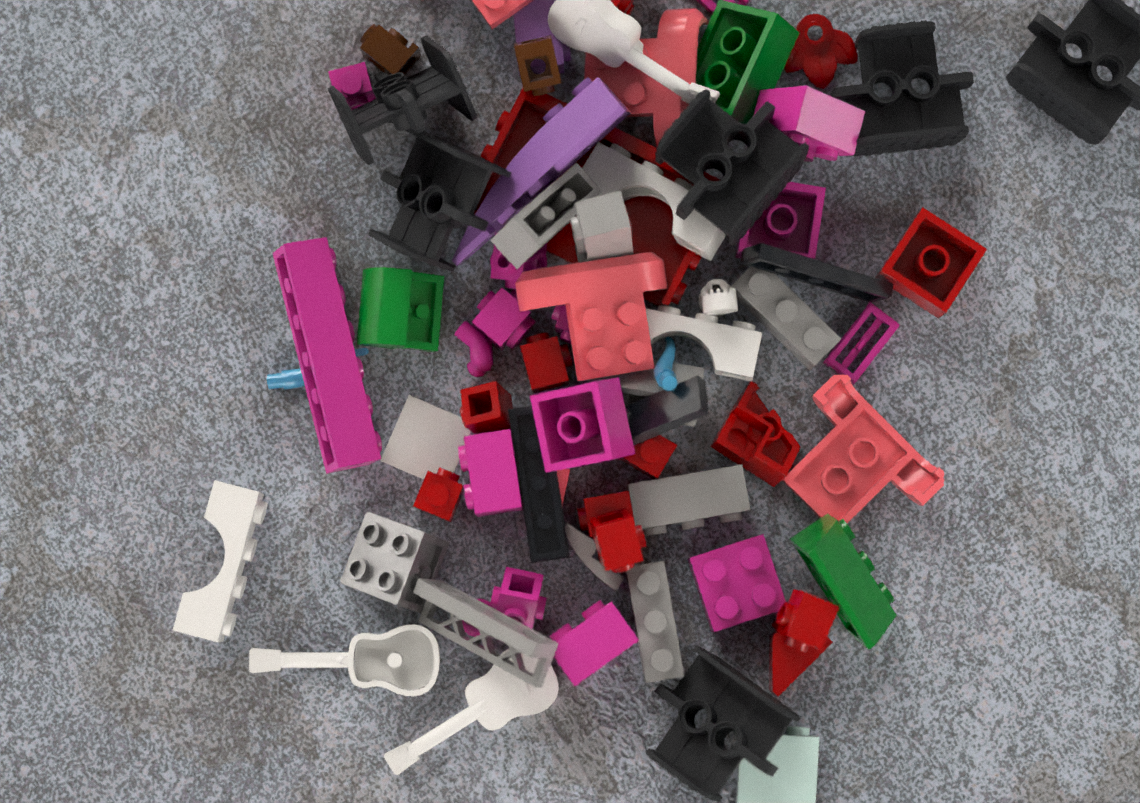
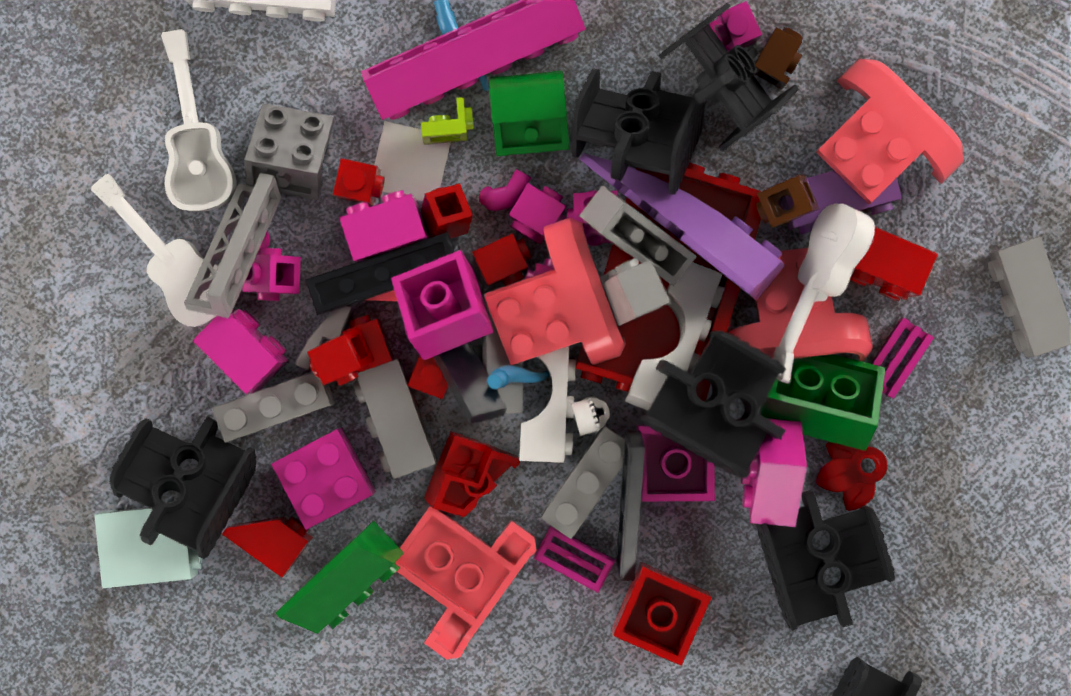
camera: 80 degrees right, 5 degrees up
(400, 400) = (444, 129): none -> lime bracket
(805, 620) = (294, 549): red brick -> none

